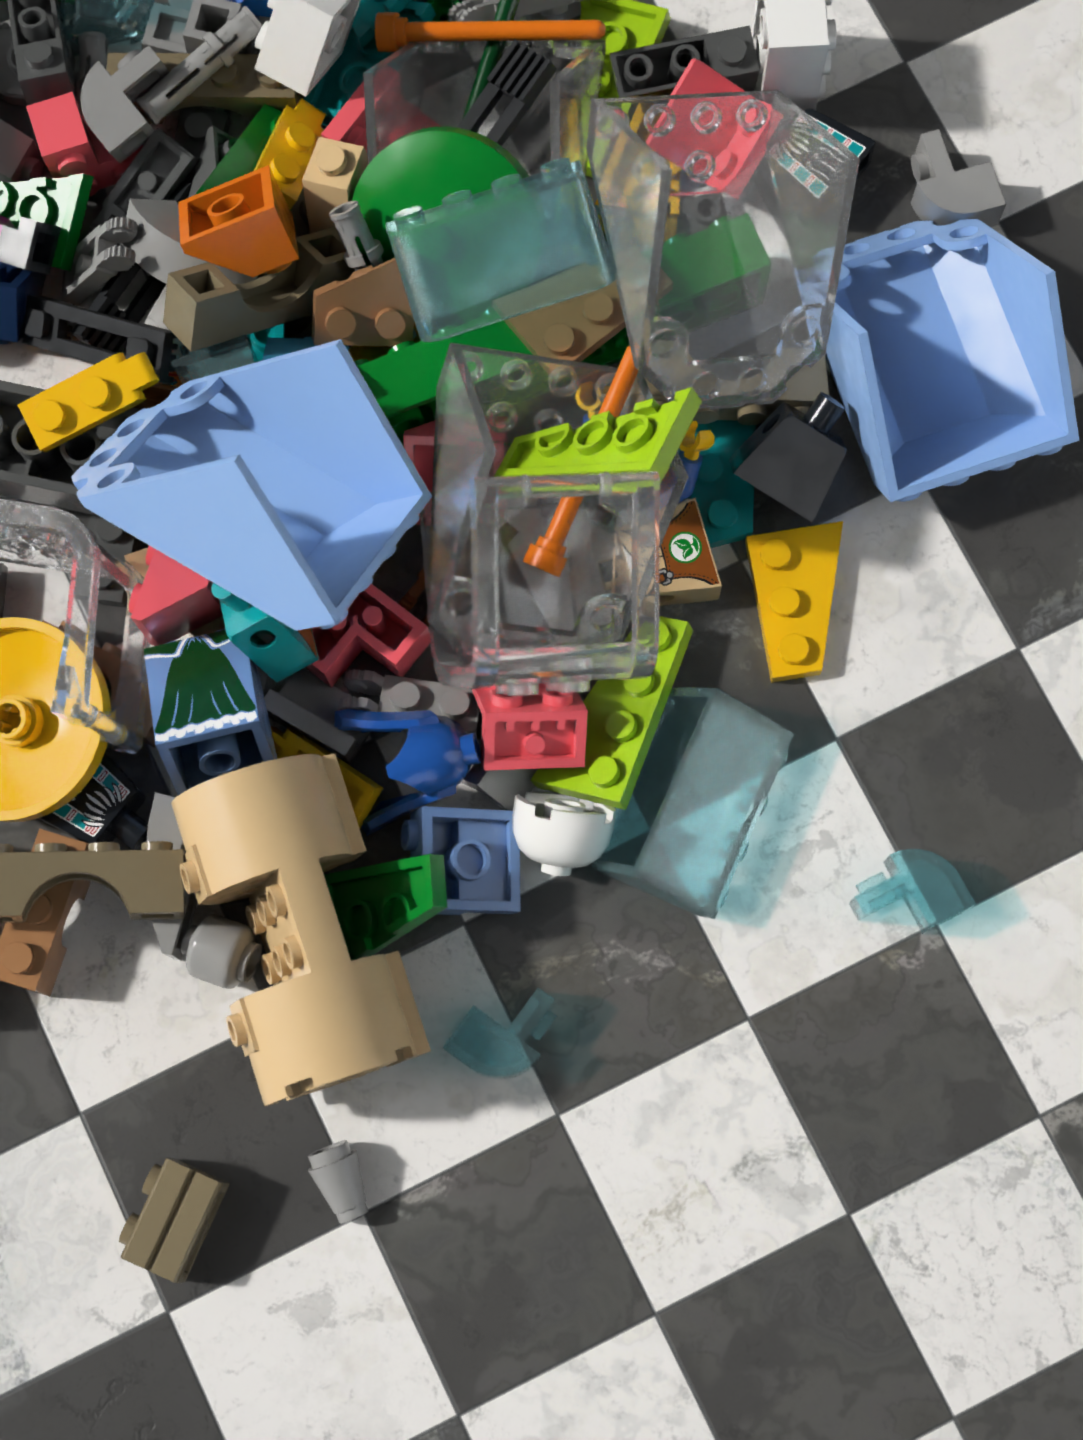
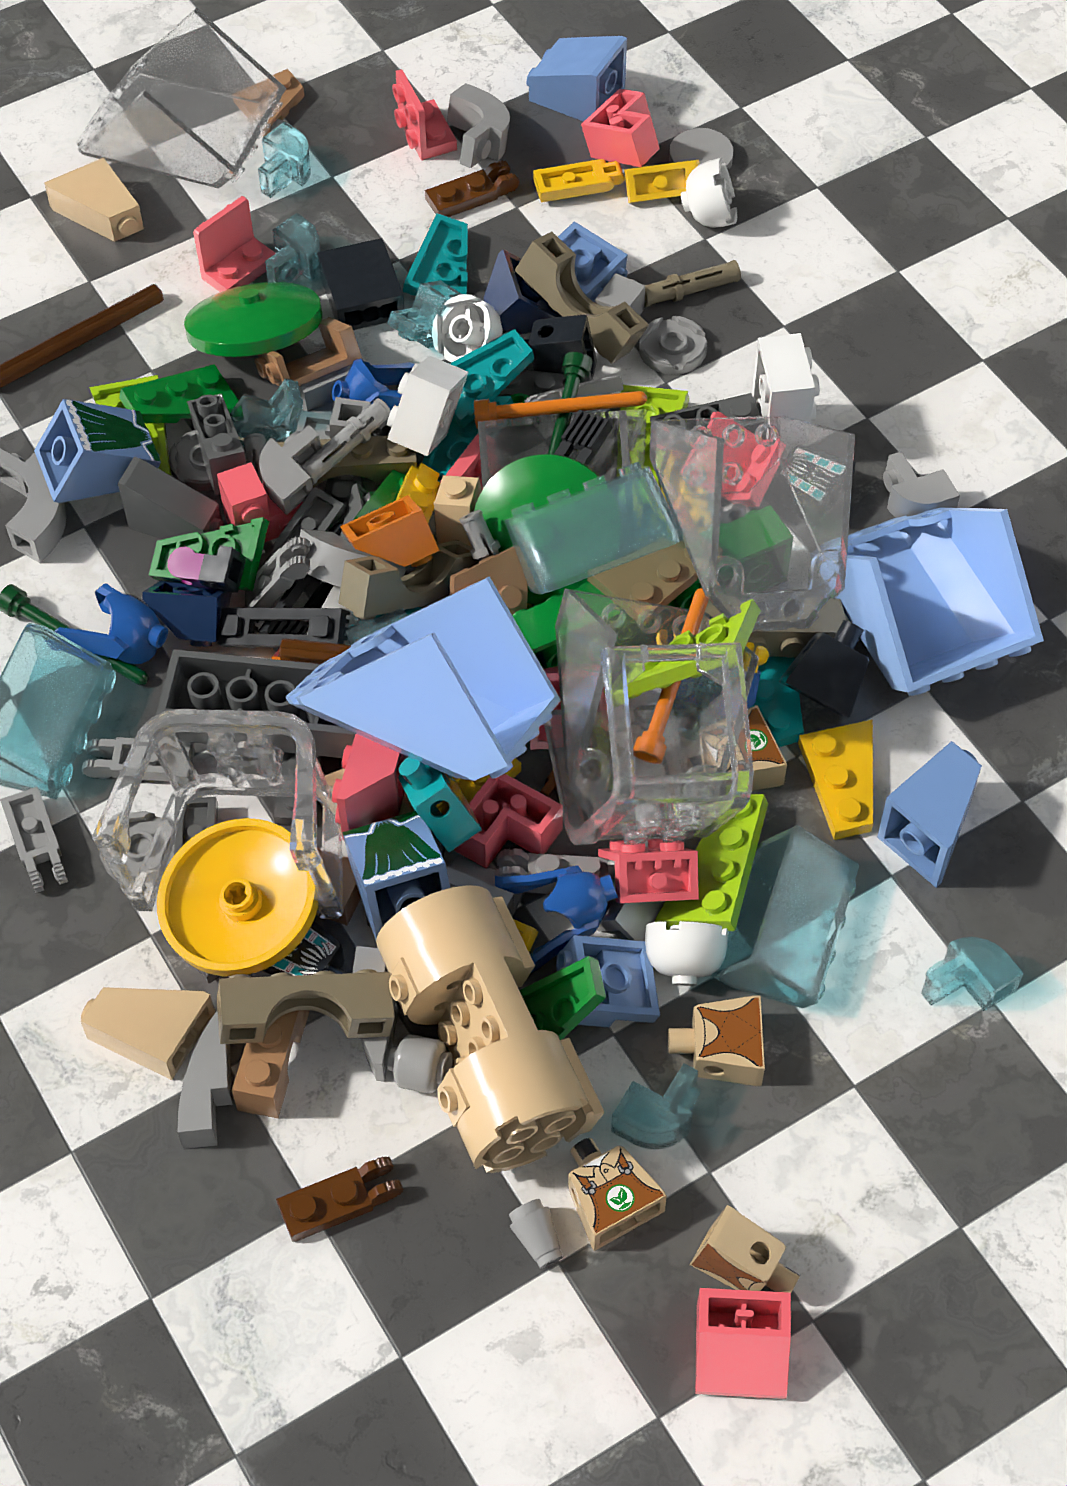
camera: 10 degrees left, 20 degrees down
(87, 399) = (286, 655): yellow hinge -> none
(105, 1112) = (337, 1199): none -> reddish brown hinge
(173, 1219) = (401, 1274): dark tan brick -> none
(431, 1137) = (611, 1192): none -> torso
(564, 1348) = (743, 1343): none -> coral slope
(565, 1230) = (743, 1255): none -> tan torso
(594, 952) = (724, 1040): none -> torso
(897, 667) = (929, 810): none -> medium blue slope

